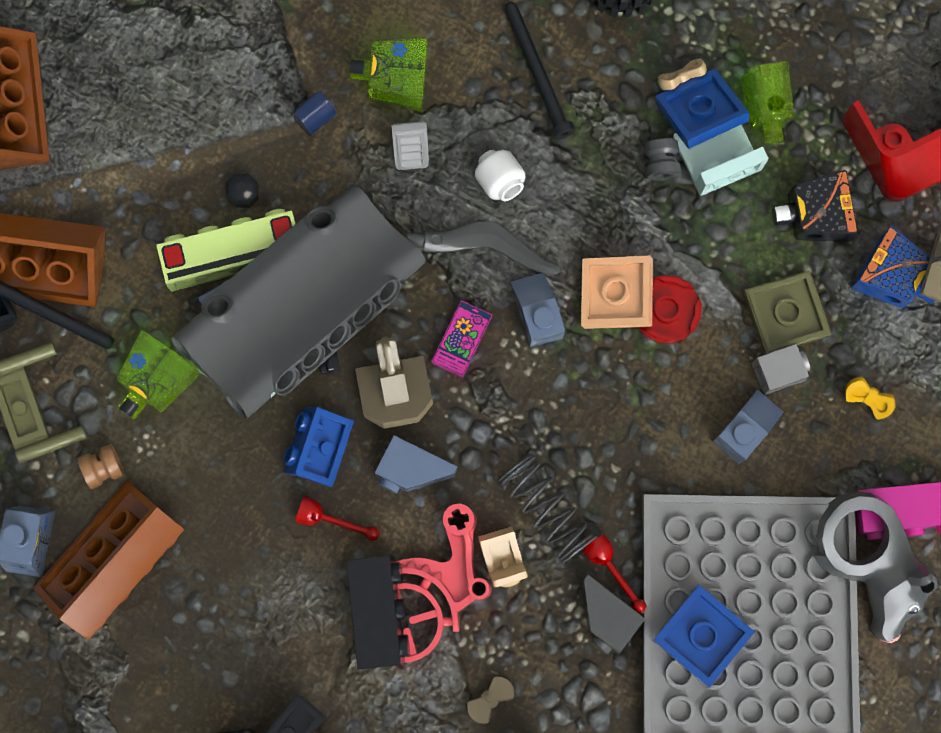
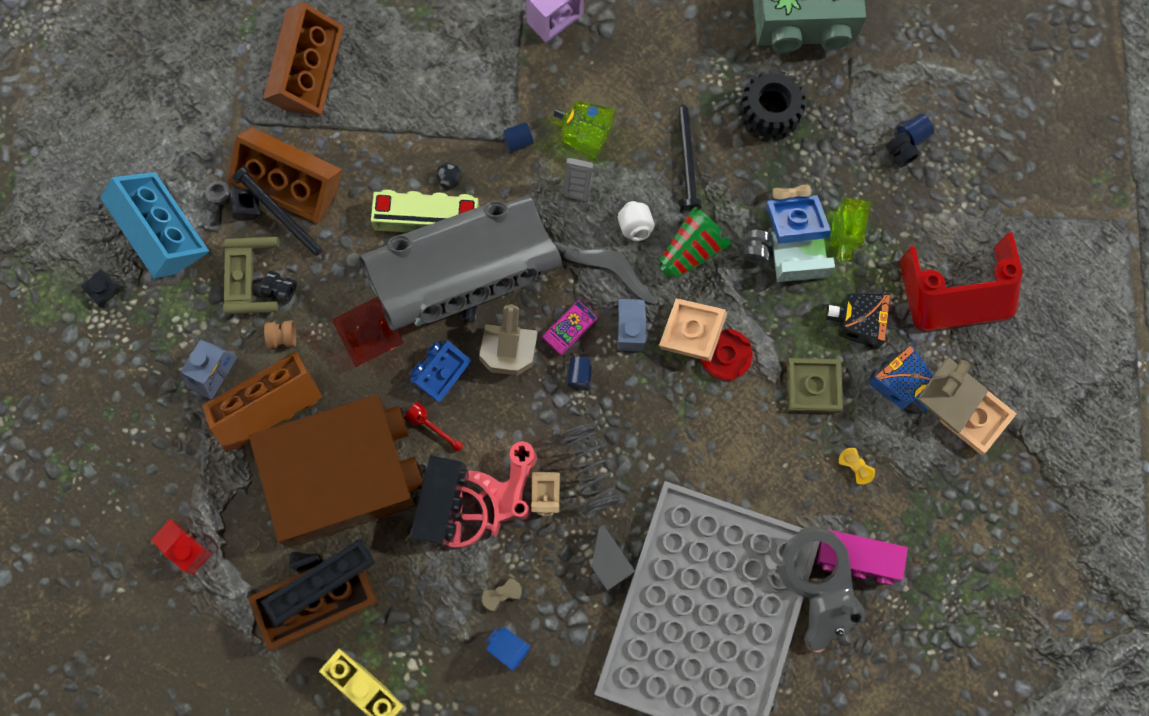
camera: 20 degrees right, 5 degrees down
(80, 406) = (278, 287): none -> black wheel
(153, 376) = (340, 283): clear neon green torso -> none
(208, 427) = (366, 332): none -> clear red slope
(234, 616) = (335, 470): none -> reddish brown brick
(411, 467) = (501, 406): sand blue slope -> none
(494, 392) = (580, 373): none -> dark blue brick
(581, 184) = (692, 245): none -> green cone
(600, 553) = (619, 513): red hinge -> none
(703, 636) = (674, 598): blue plate -> none
(748, 427) = (758, 457): sand blue slope -> none
(781, 369) = (796, 423): light grey brick -> none

